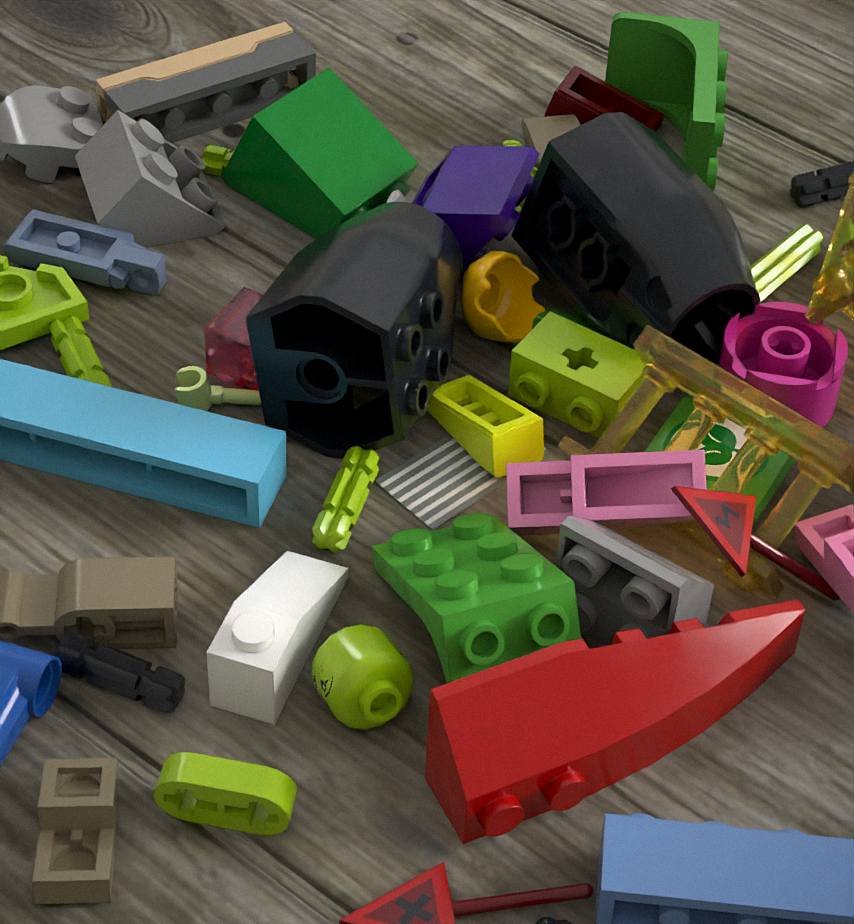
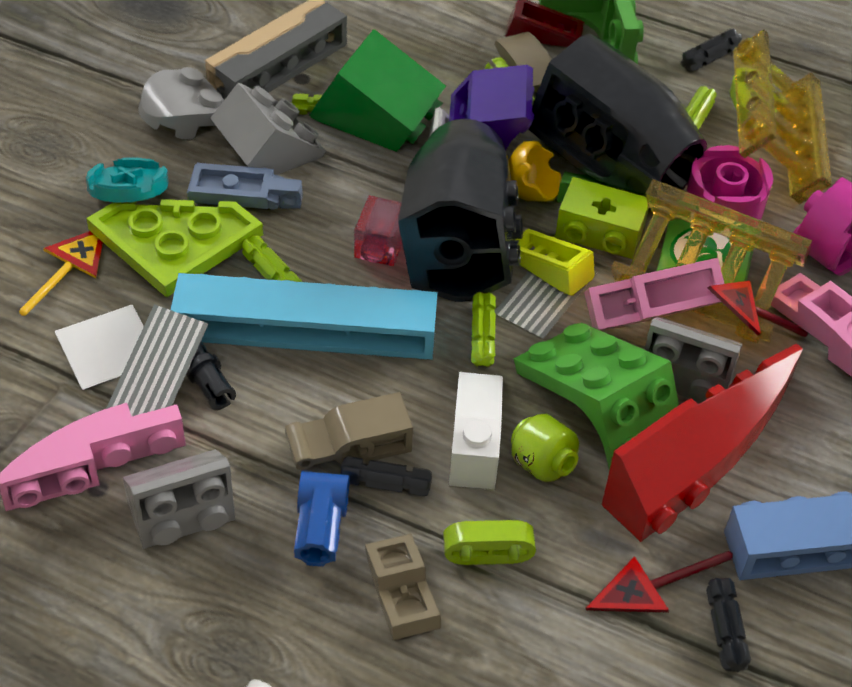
camera: 15 degrees left, 5 degrees up
(197, 393) = (358, 275): yellowish green hand -> none

